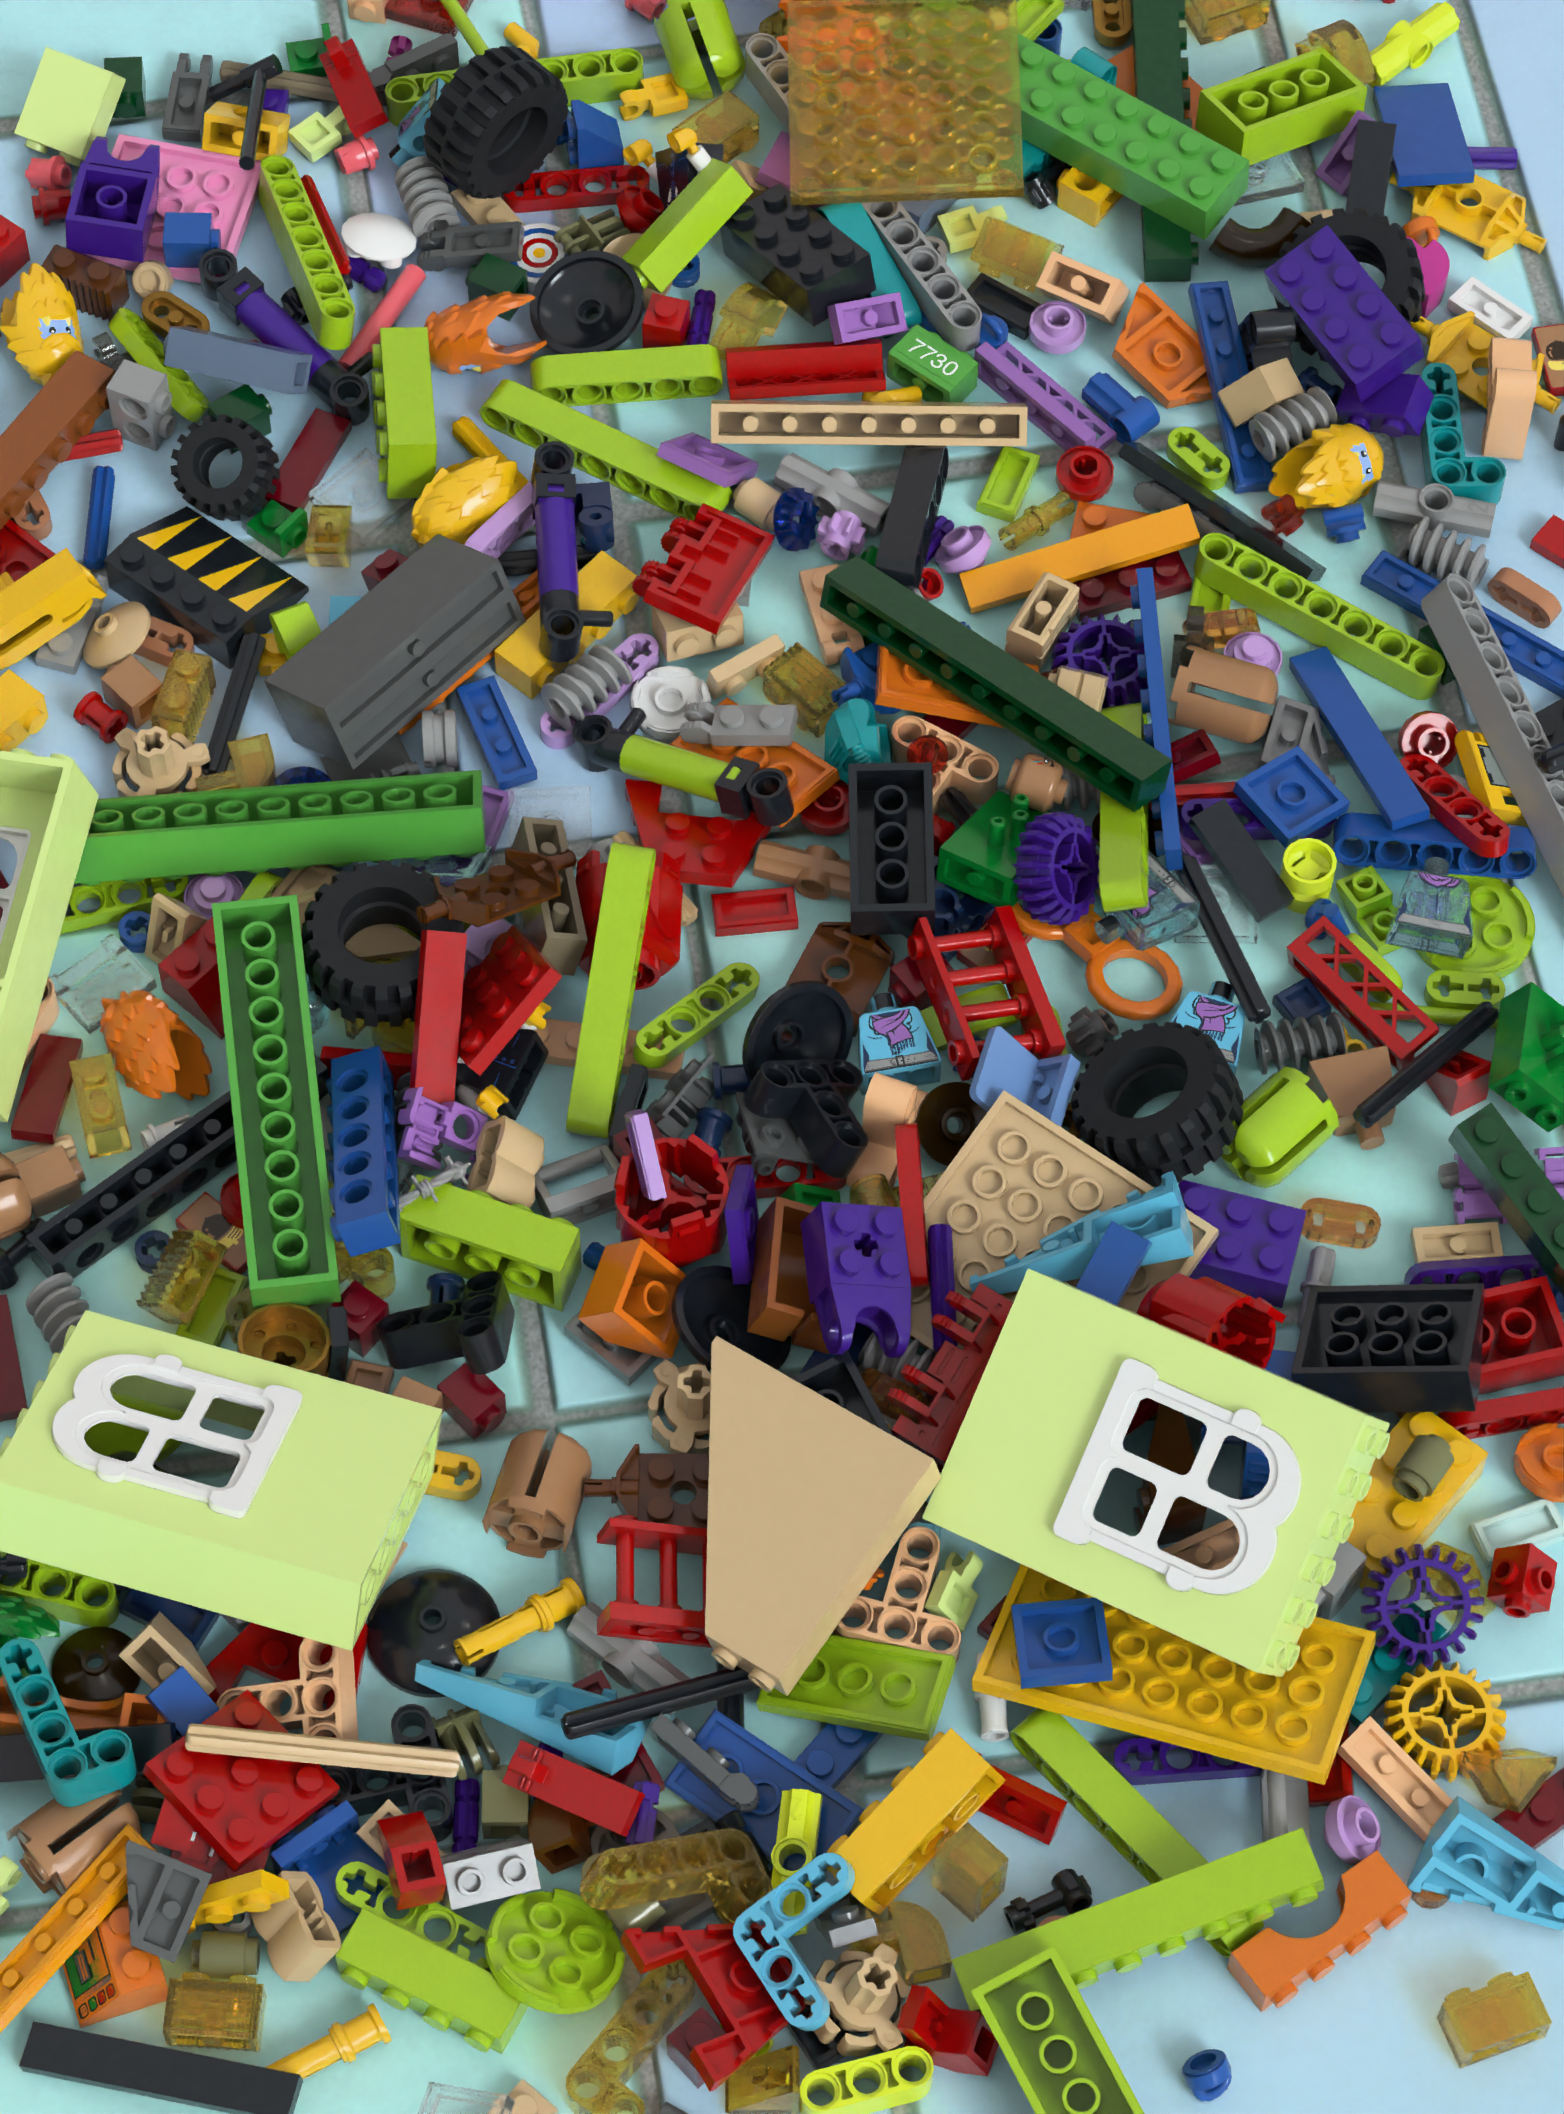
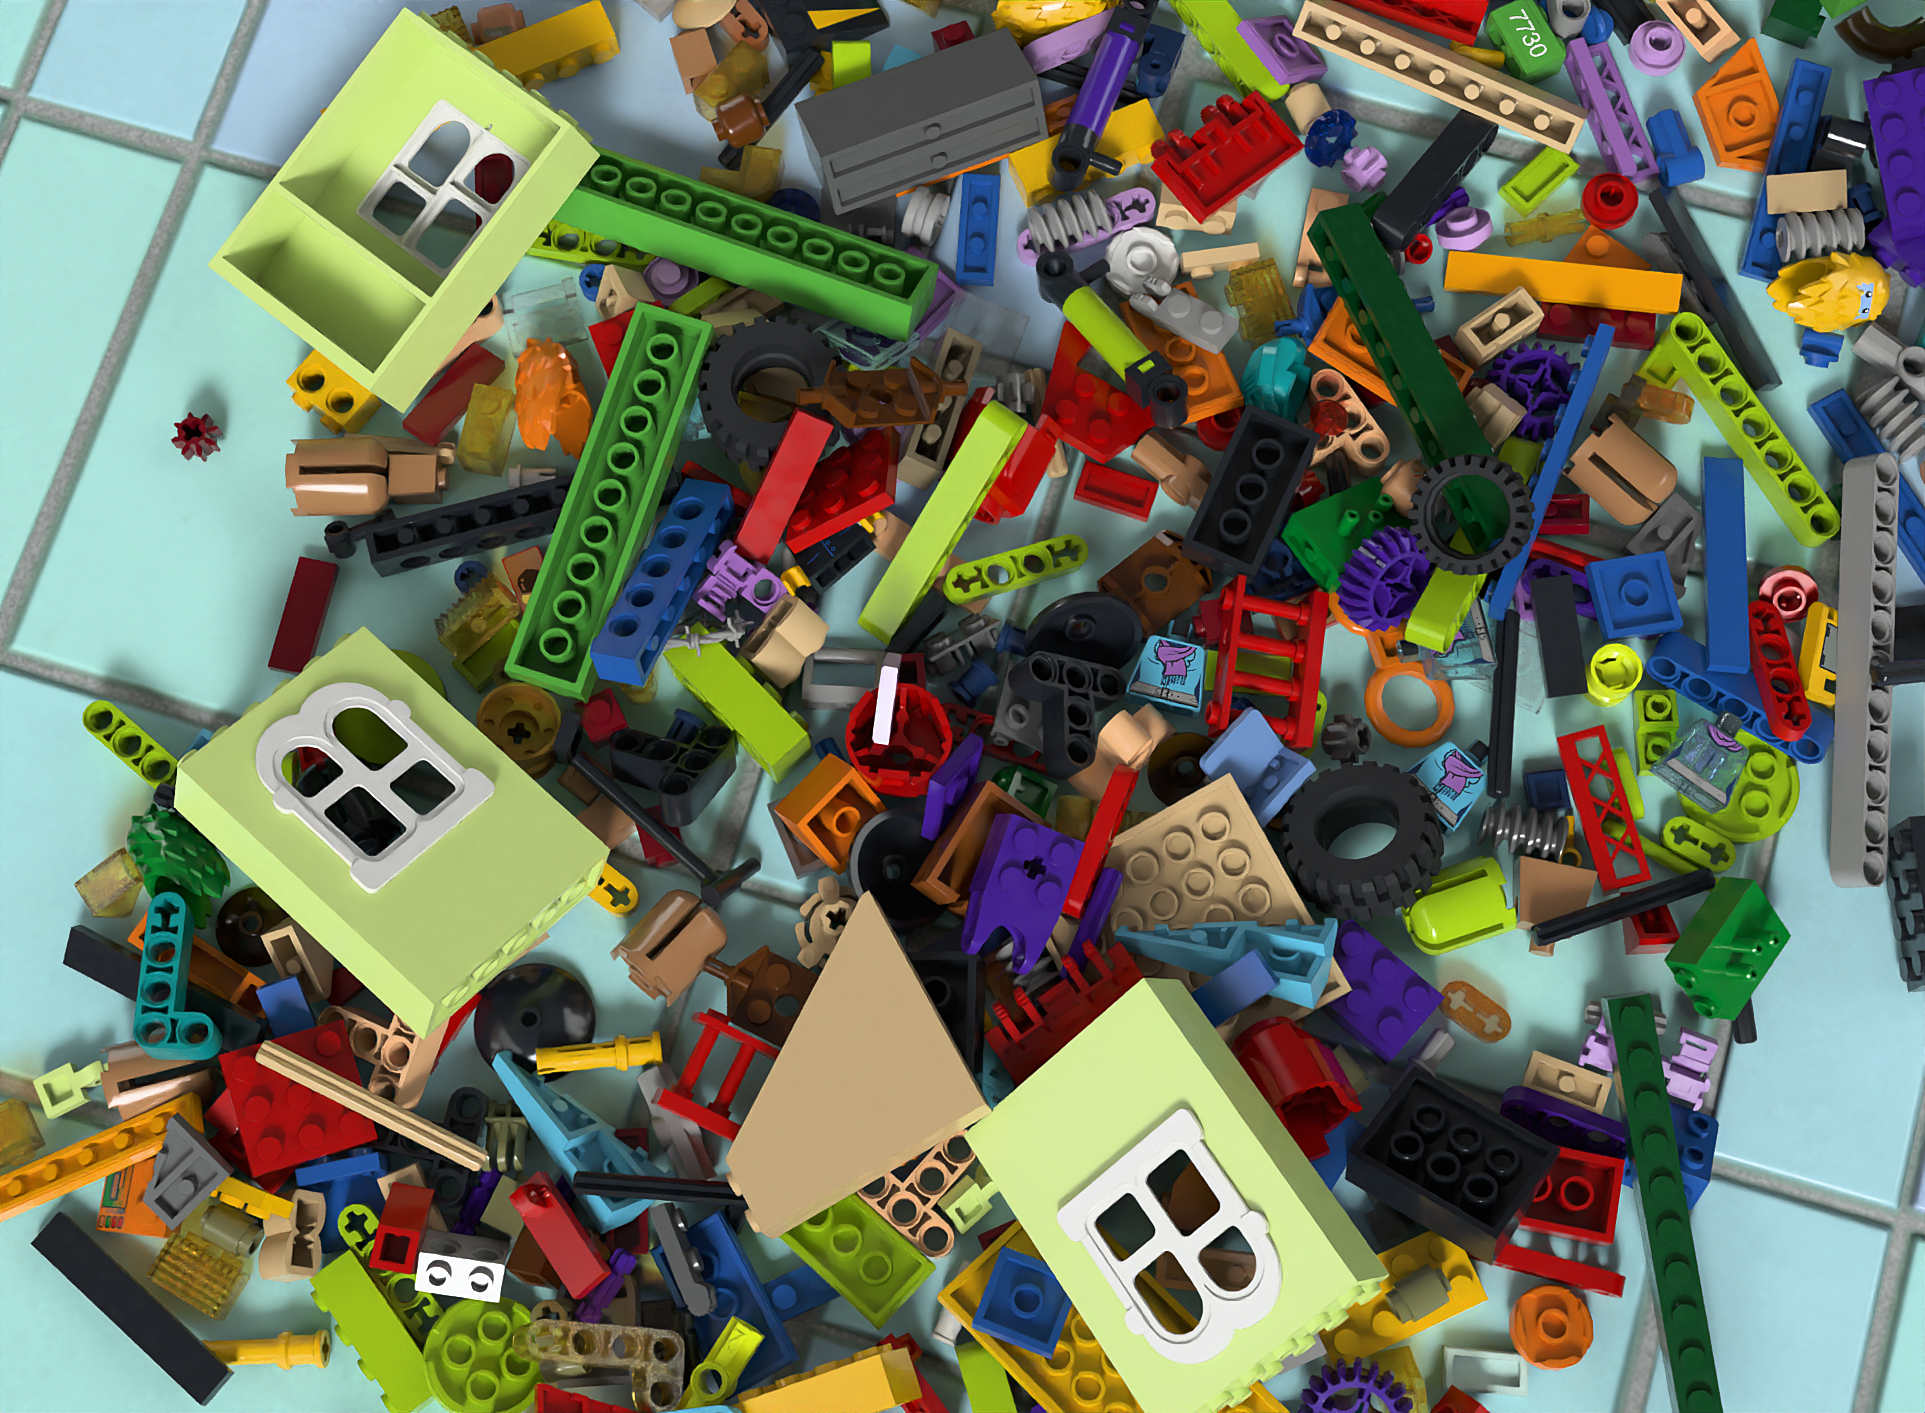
camera: 30 degrees right, 15 degrees up
(55, 1308) = (367, 604): light grey piece -> none
(100, 717) = (658, 73): red bush -> none
(156, 762) = (680, 137): tan piece -> none
(214, 719) = (740, 120): none -> reddish brown head
(557, 1412) = (714, 884): none -> black bar
(833, 491) = (1377, 124): light grey piece -> none
(1060, 769) = (1424, 514): none -> black tyre
(1201, 455) = (1727, 226): lime beam -> none
(1255, 648) = (1673, 439): lavender plate -> none
(1283, 515) = (1769, 317): clear red plate -> none
(1330, 911) = (1610, 716): blue plate -> none

